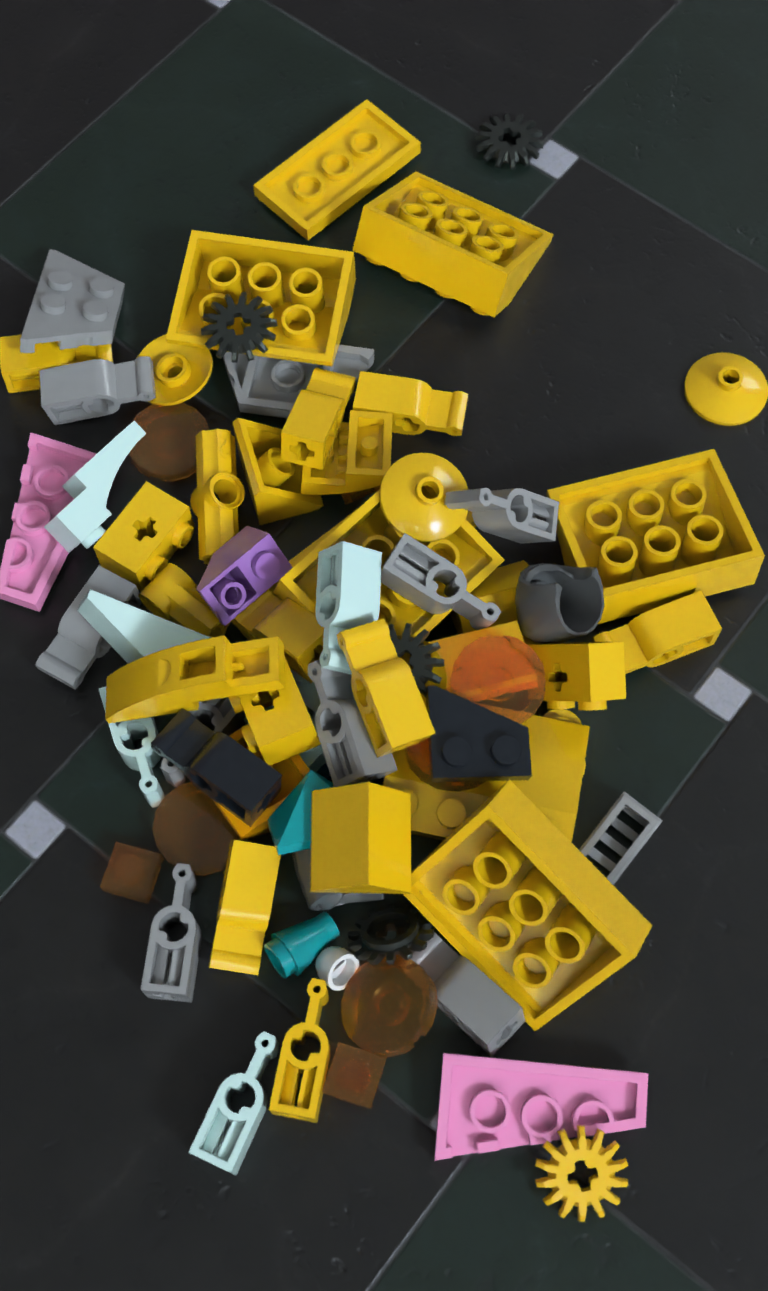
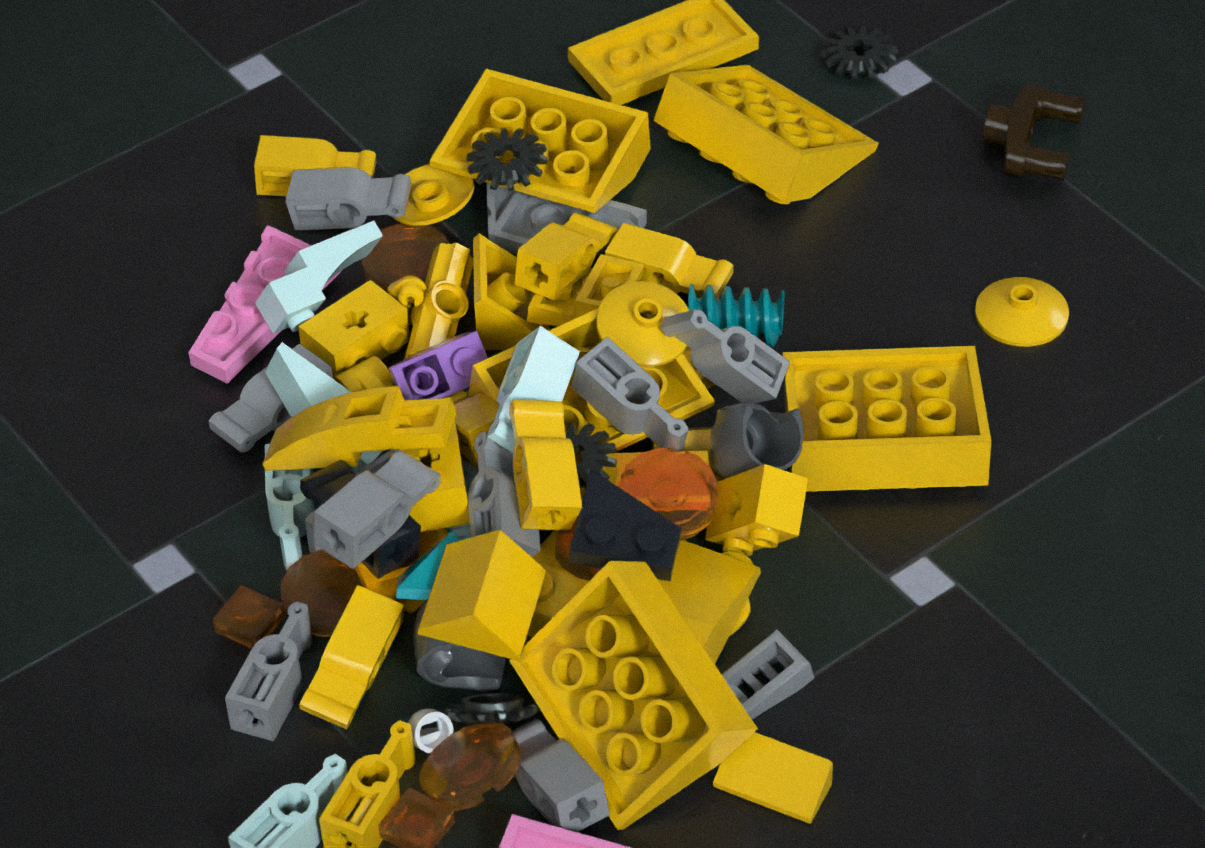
camera: 15 degrees right, 20 degrees down
(72, 306) = (345, 122): light grey wing -> none
(184, 487) = (408, 291): none -> yellow arm
(236, 774) = (372, 508): none -> light grey piece
(300, 944) = (397, 701): teal cone -> none
(489, 450) = (754, 316): none -> teal piece
(666, 632) = (869, 510): yellow piece -> none
(670, 200) = (1016, 124): none -> dark brown connector
(675, 947) = (776, 777): none -> yellow slope

